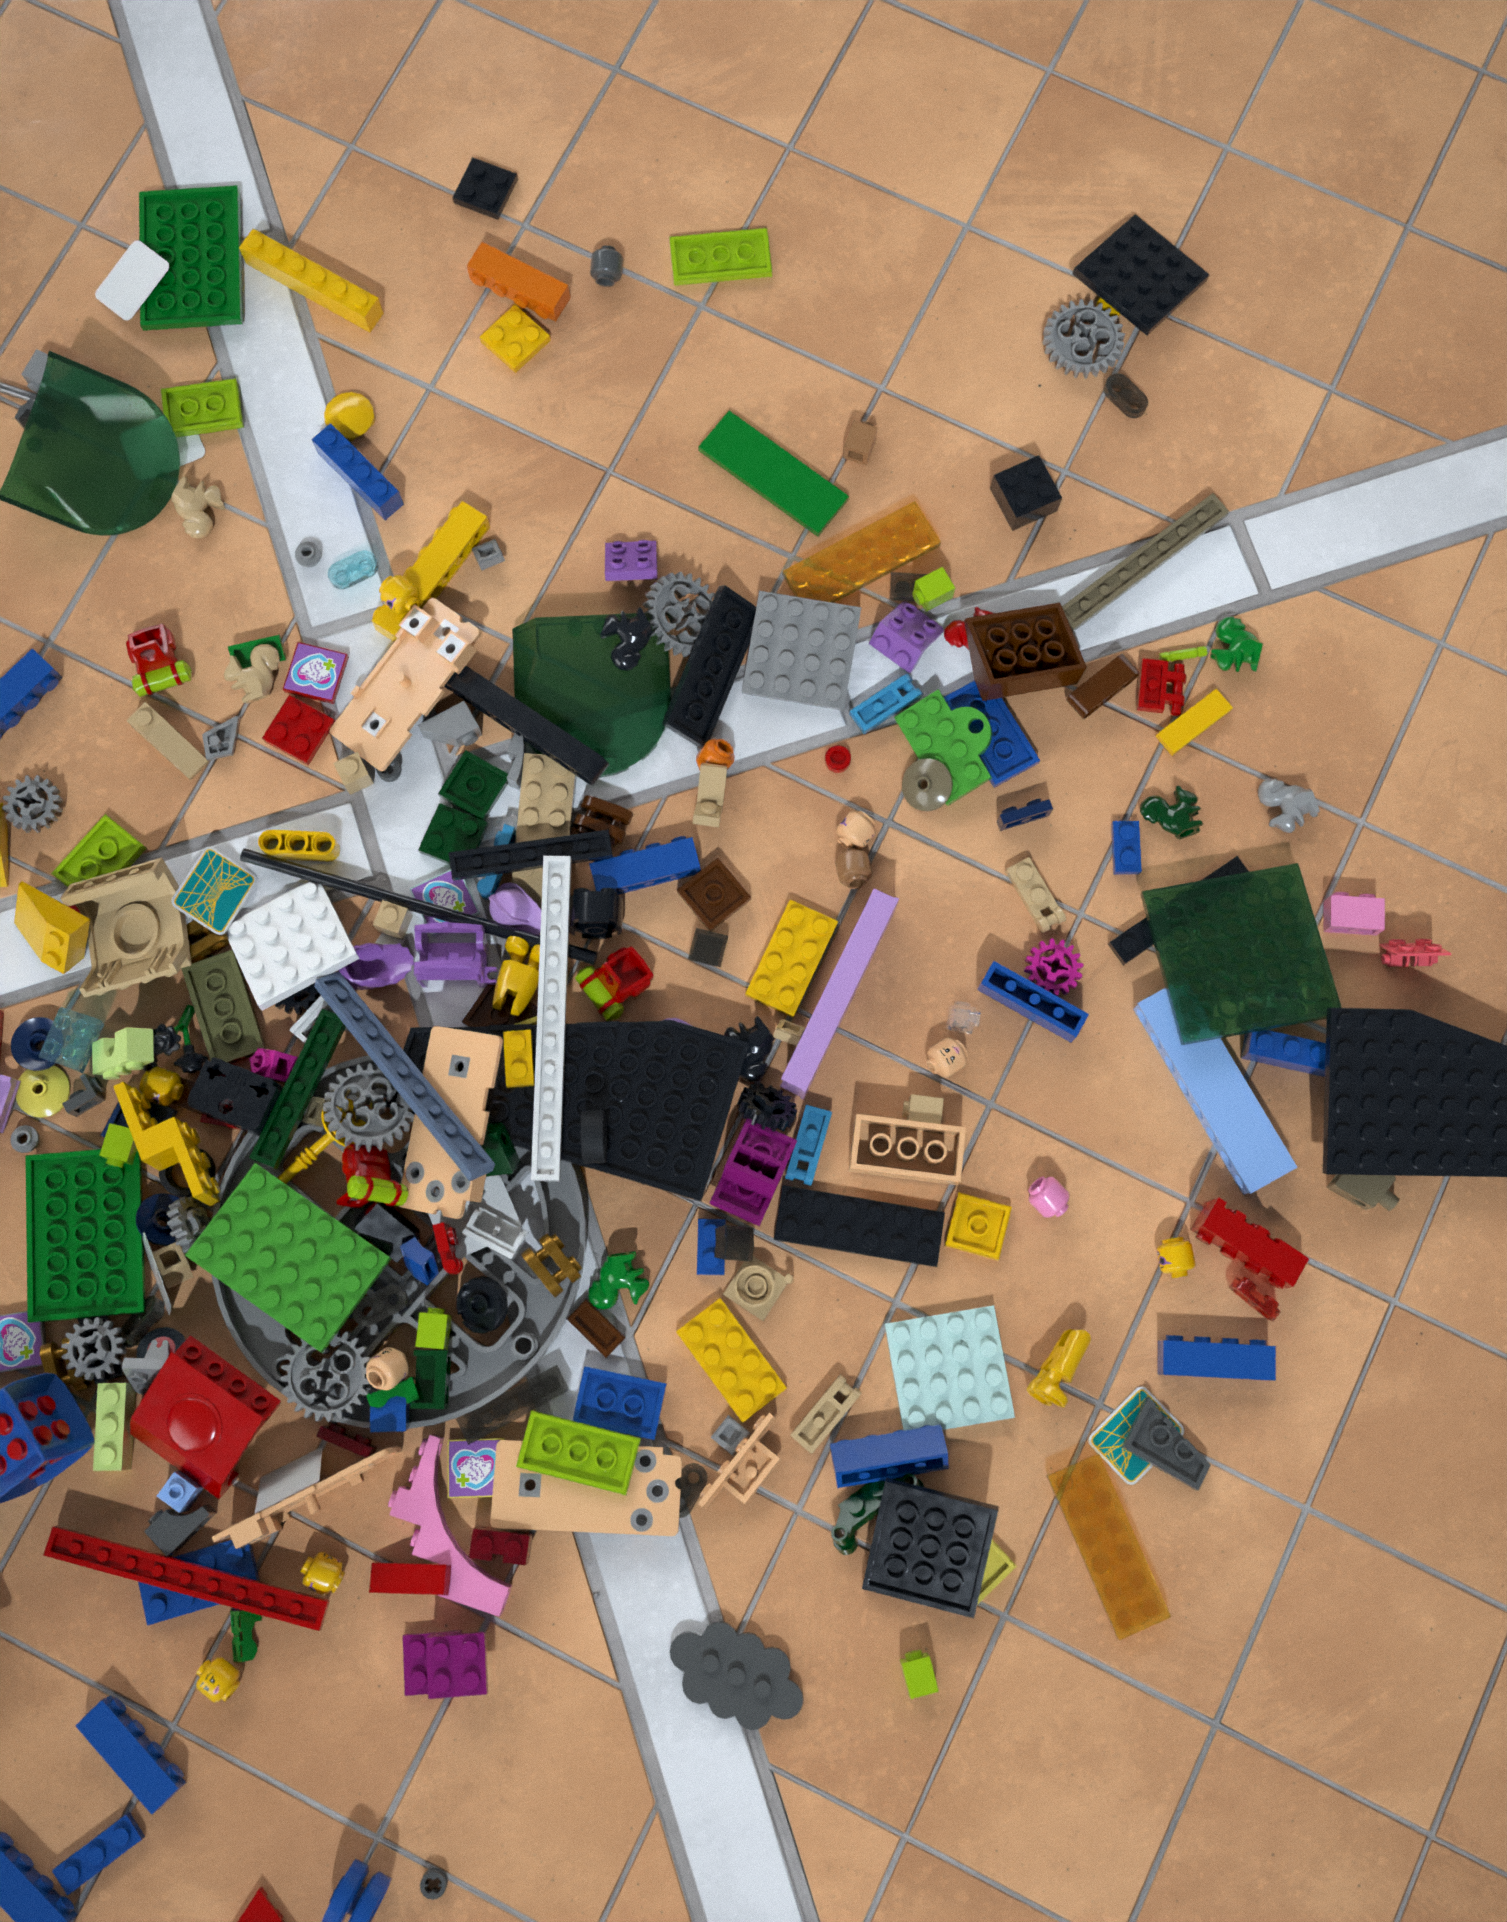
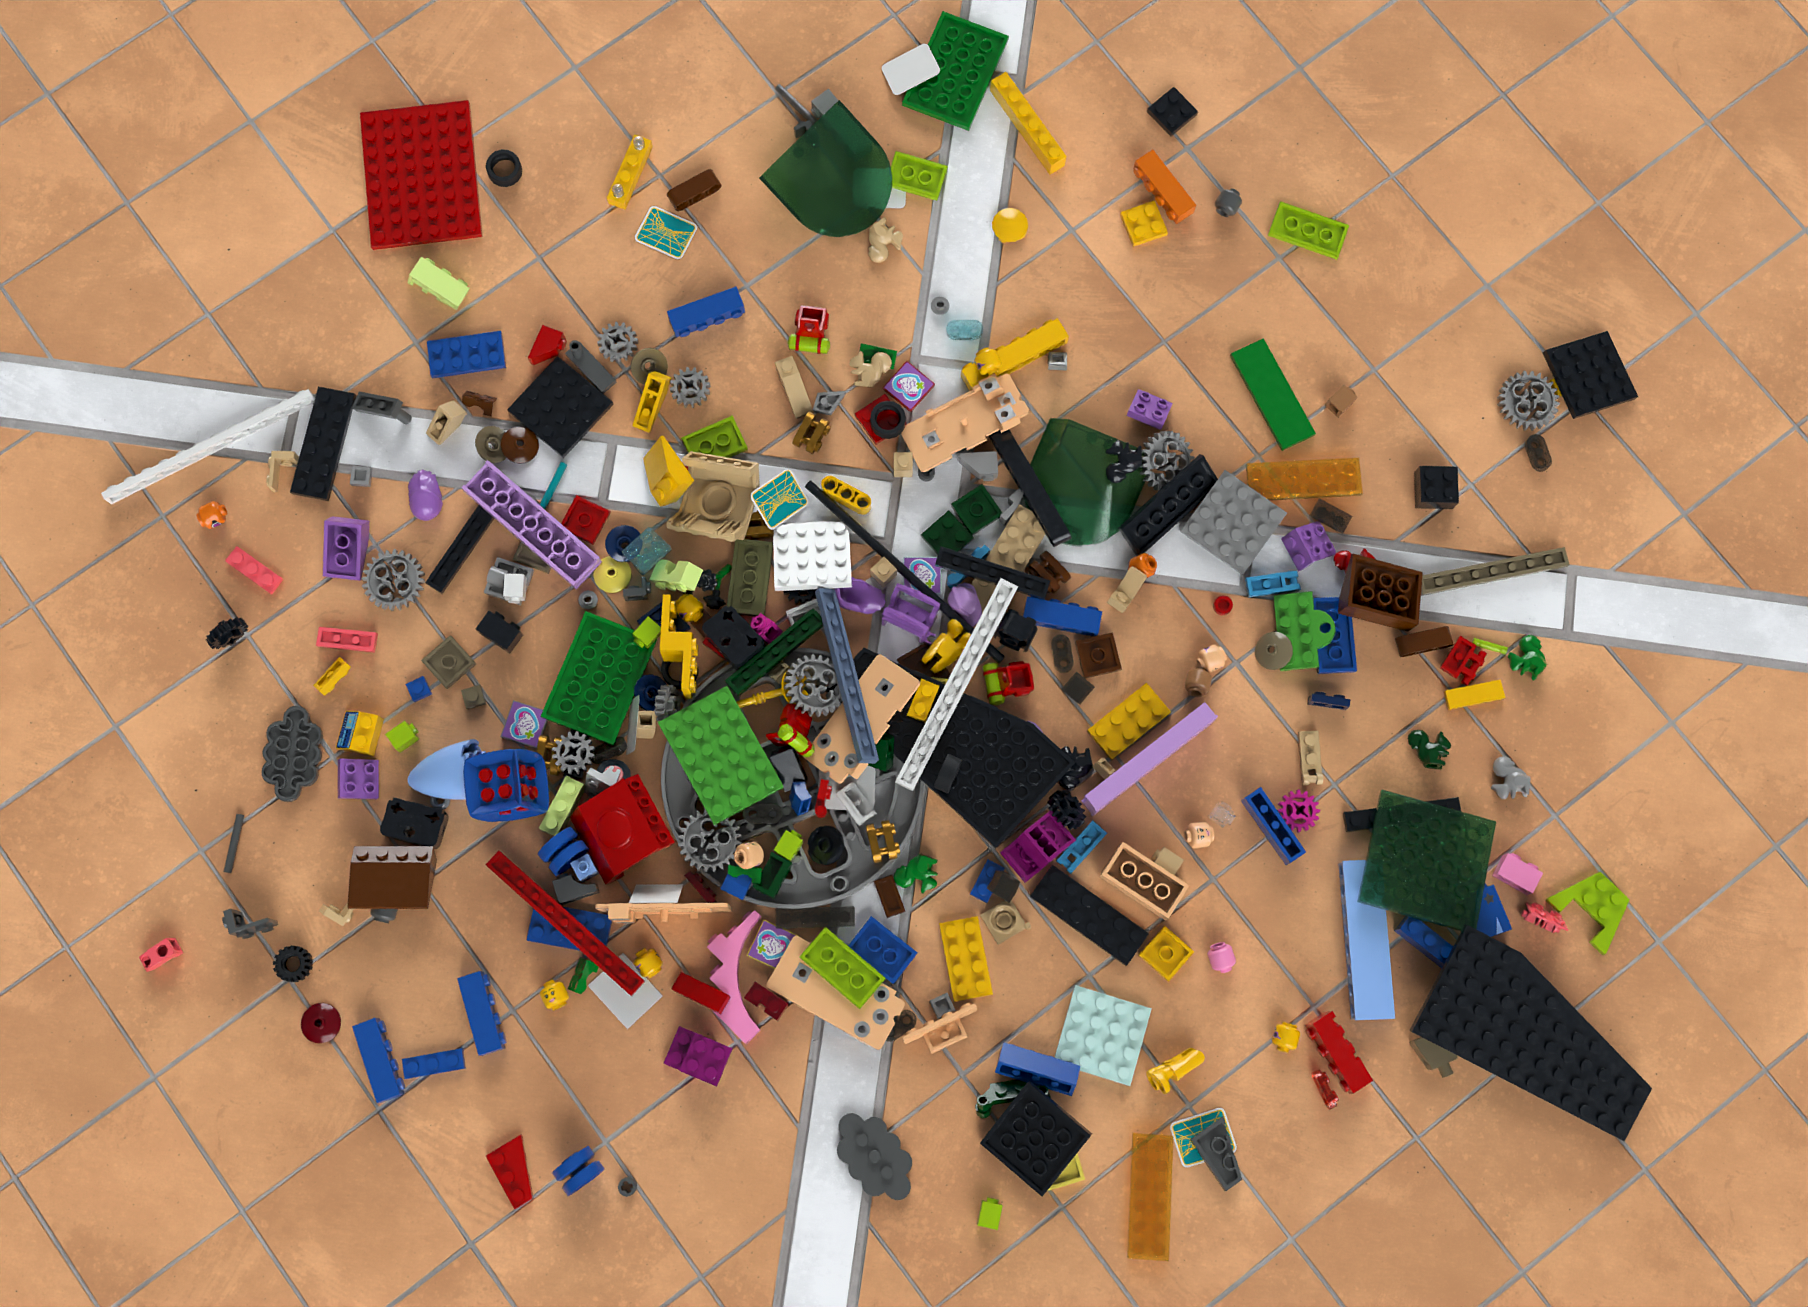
camera: 25 degrees right, 0 degrees up
(138, 1484) = (562, 851): none -> blue wheel
(227, 799) = (821, 429): none -> pearl gold brick
(298, 708) = (887, 405): none -> black tyre
(322, 1647) = (619, 1002): none -> white sticker
(357, 471) = (998, 266): blue brick -> none
(668, 915) = (1062, 654): none -> clear smoke plate
(825, 1415) = (1008, 1023): tan plate -> none
(933, 589) = (1341, 523): lime brick -> none
(1126, 847) = (1386, 755): blue plate -> none
(1216, 1359) = (1279, 1115): blue brick -> none
(1351, 981) = (1492, 915): none -> blue slope
(1468, 900) = (1600, 900): none -> lime wing

